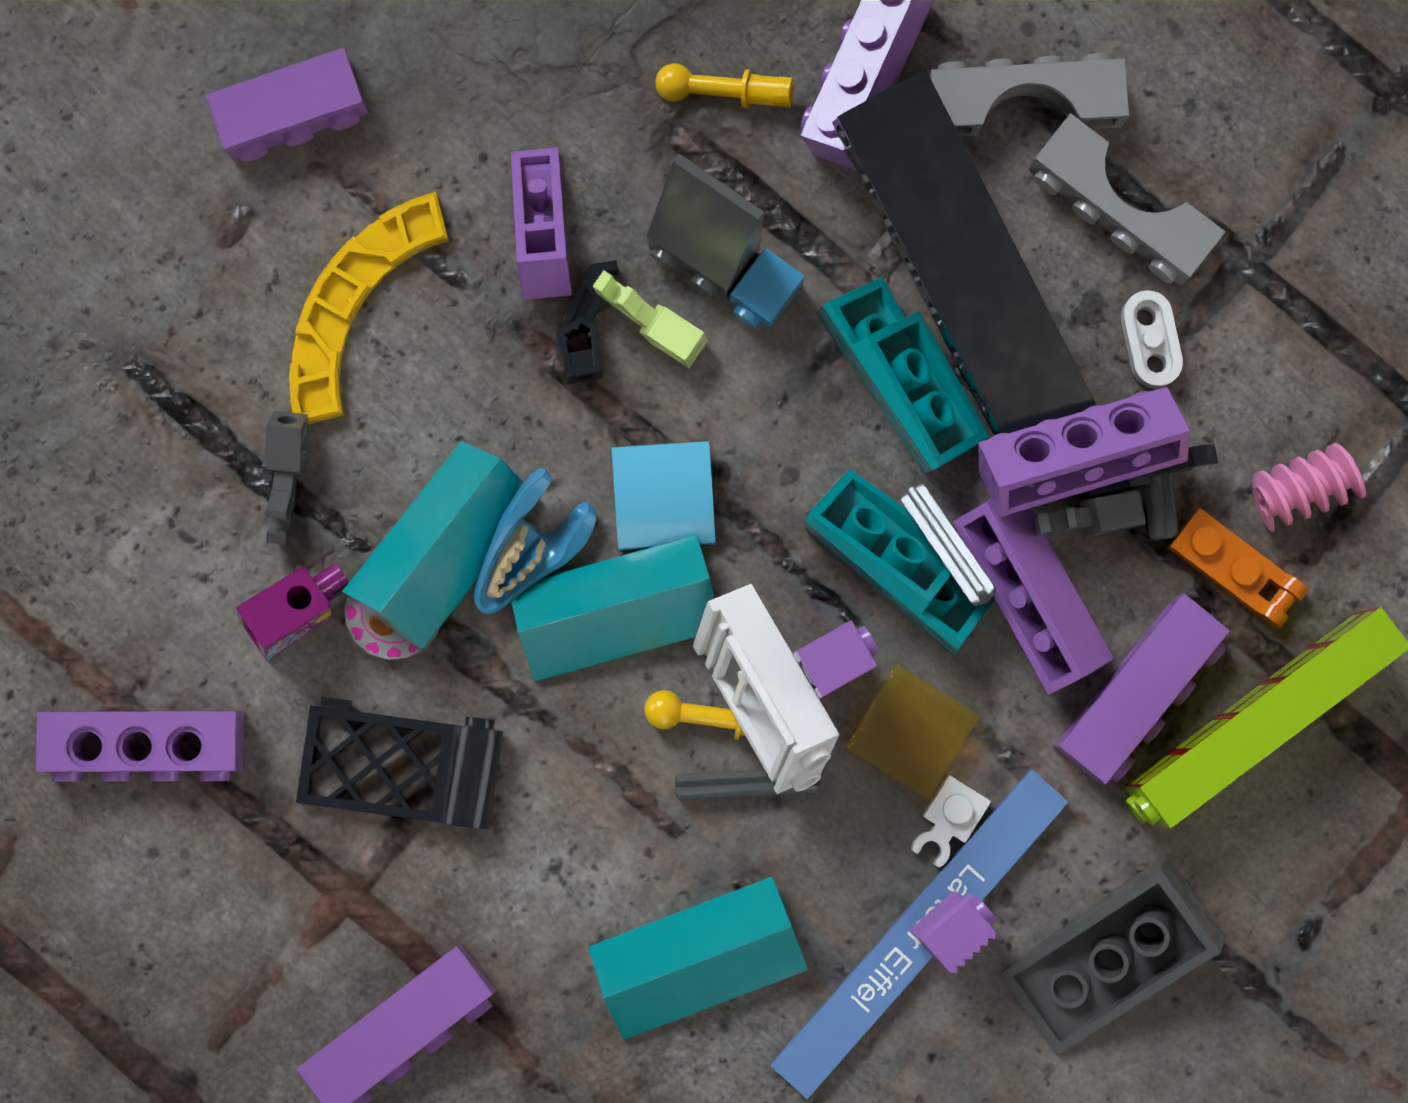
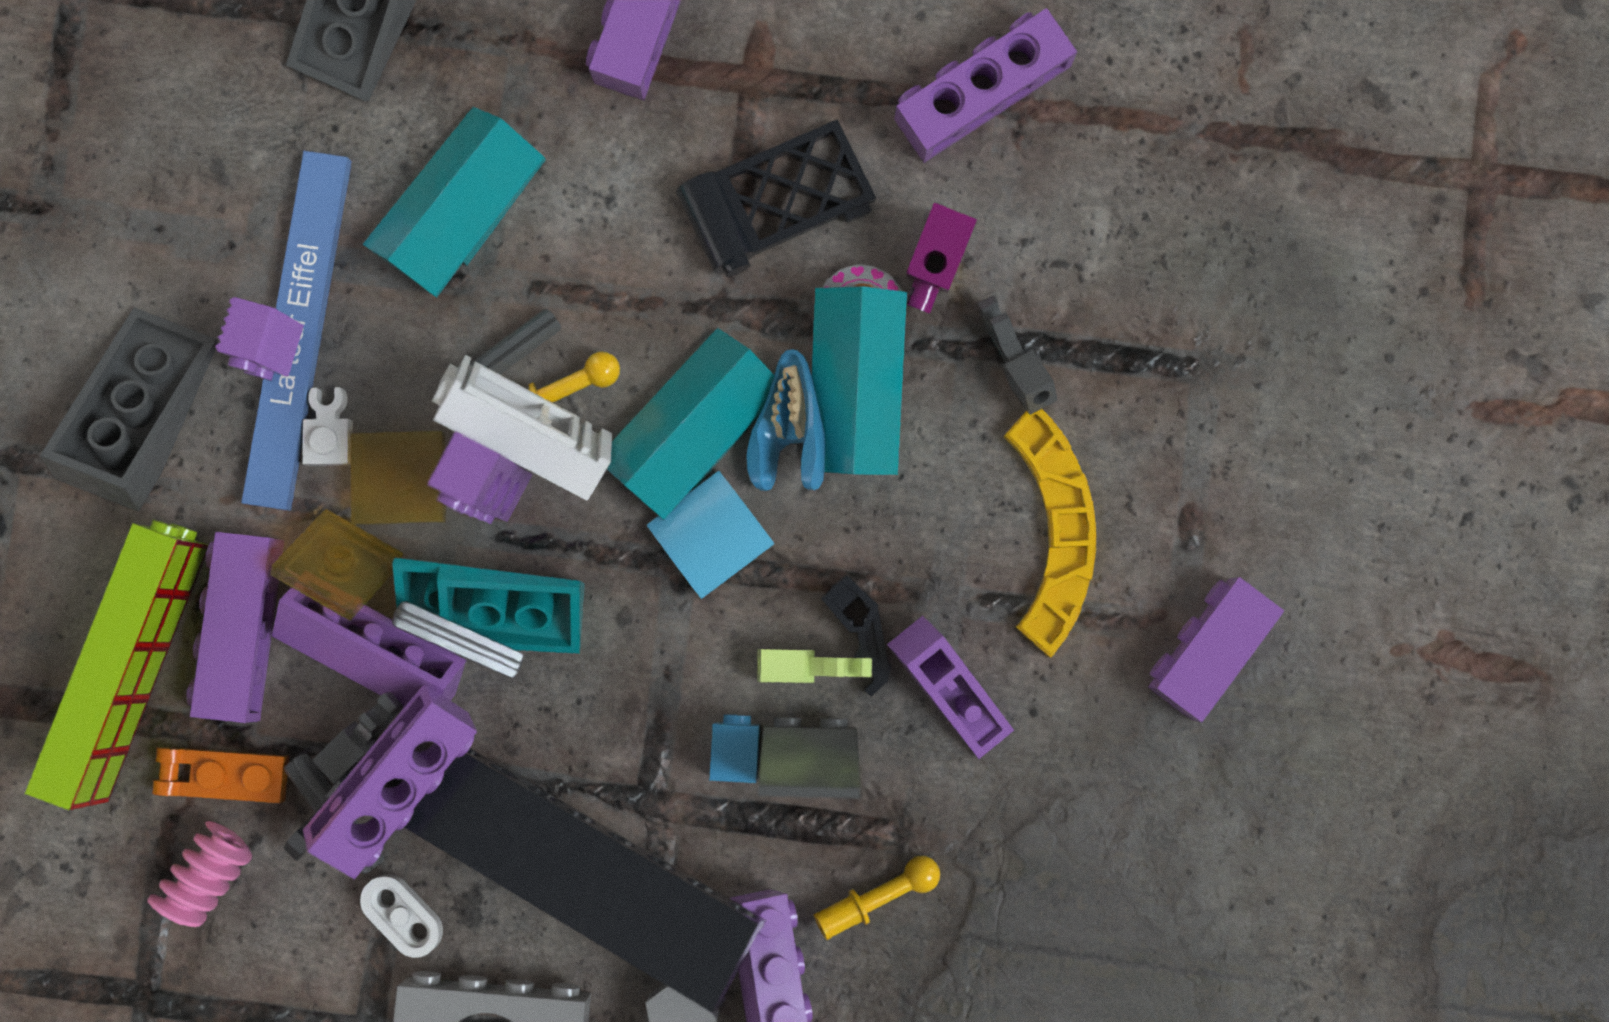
camera: 150 degrees right, 0 degrees up
(904, 373) = (581, 756): teal slope -> none
(1014, 684) = (336, 564): none -> clear yellow plate

